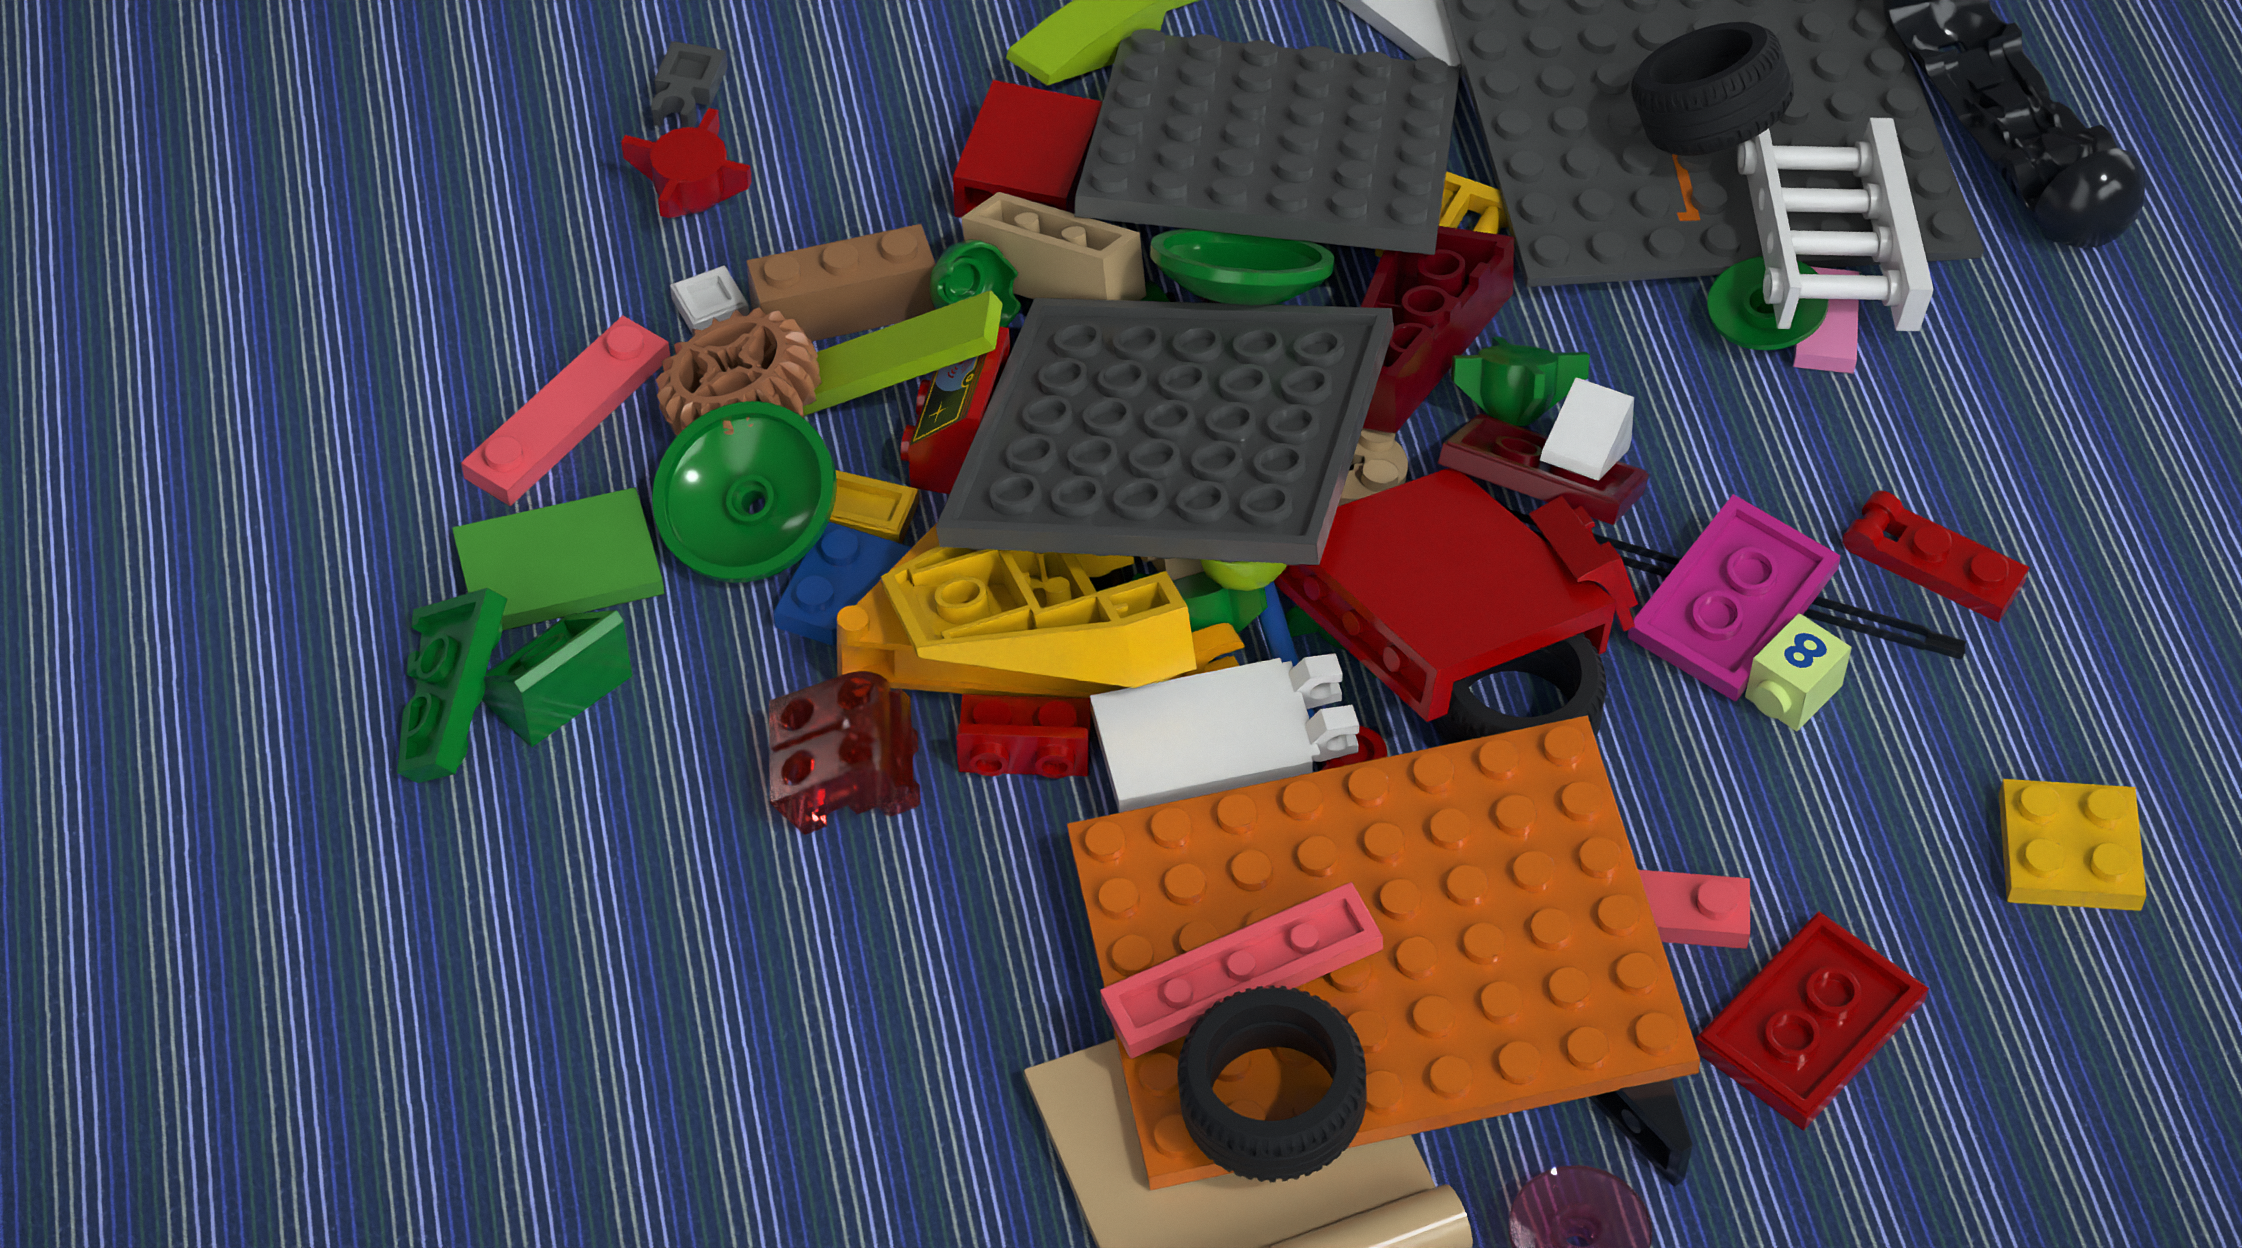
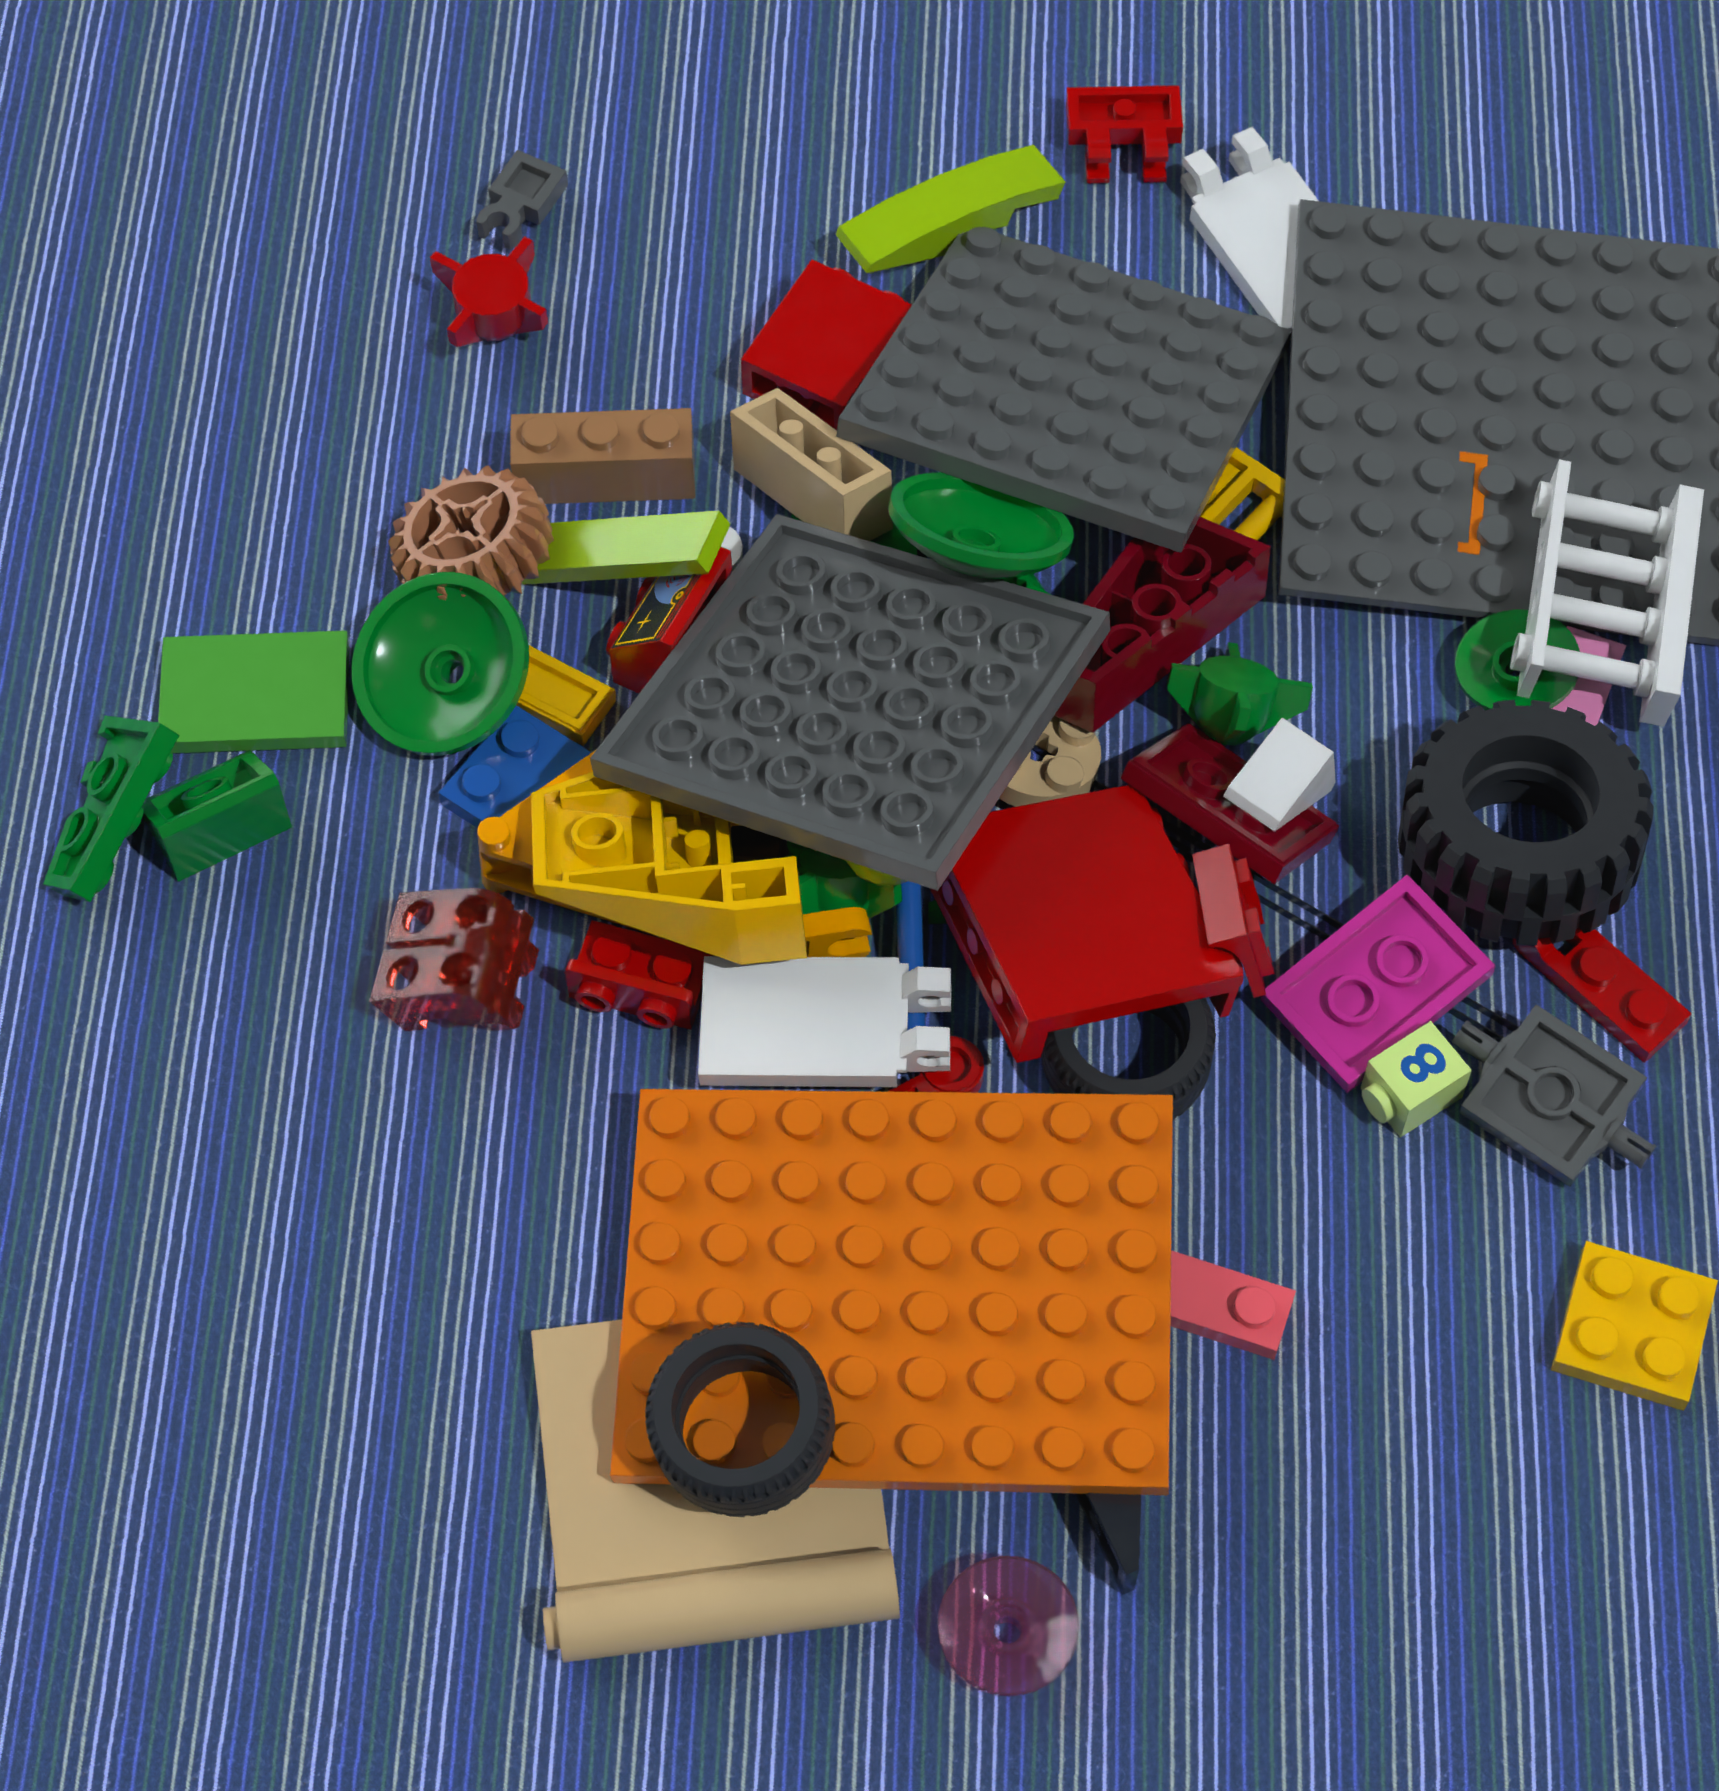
camera: 15 degrees right, 10 degrees up
(565, 410) = (307, 531): coral plate -> none
(708, 297) = (477, 440): white tile -> none
(972, 270) = (726, 479): green hair -> none
(1273, 952) = (752, 1288): coral plate -> none
(1712, 88) = (1523, 422): black tyre -> none
(1810, 1020) = (1311, 1453): red tile -> none
(1834, 376) = (1536, 760): none -> black tyre
(1930, 660) = (1553, 1095): none -> dark grey plate

